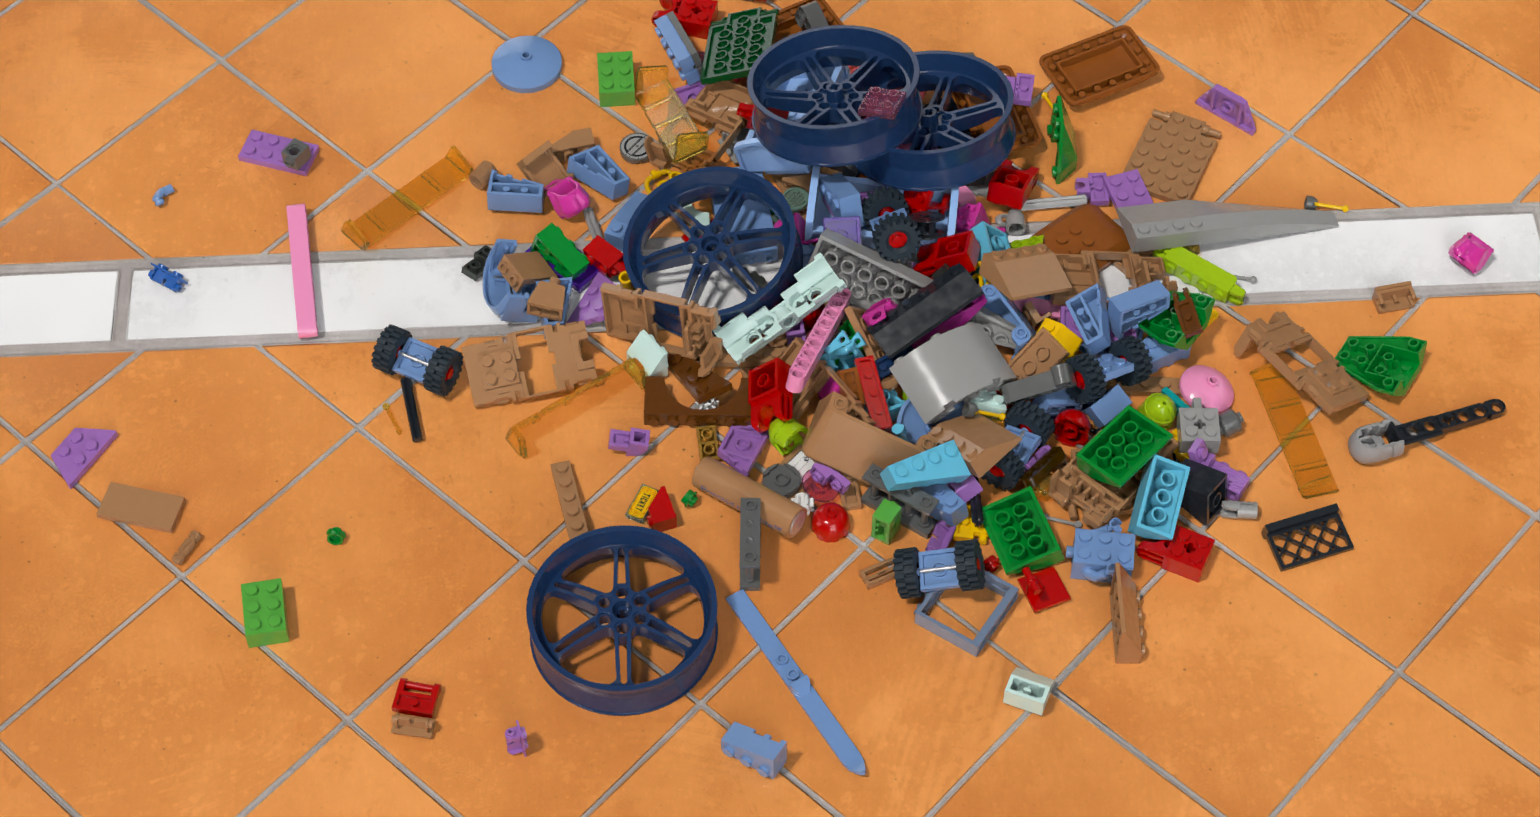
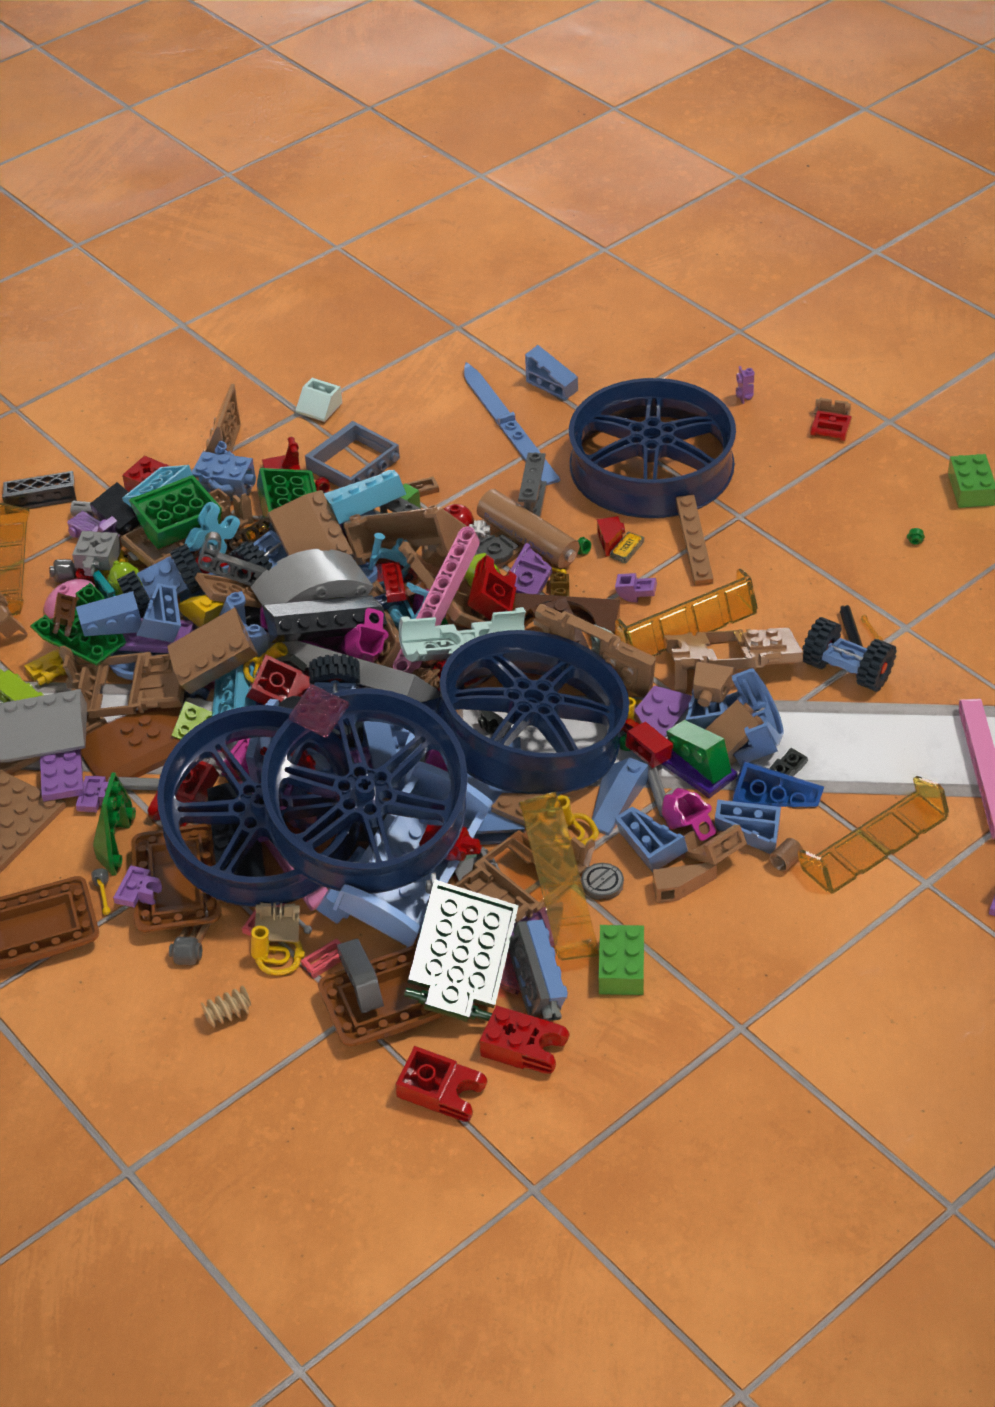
camera: 170 degrees left, 10 degrees down
(489, 235) = (772, 788): none -> blue wedge
(526, 64) = (734, 1000): medium blue dish -> none
(919, 20) = (227, 1006): none -> tan piece
(939, 569) = (366, 455): black plate -> none
(1078, 438) = (209, 523): none -> medium azure piece

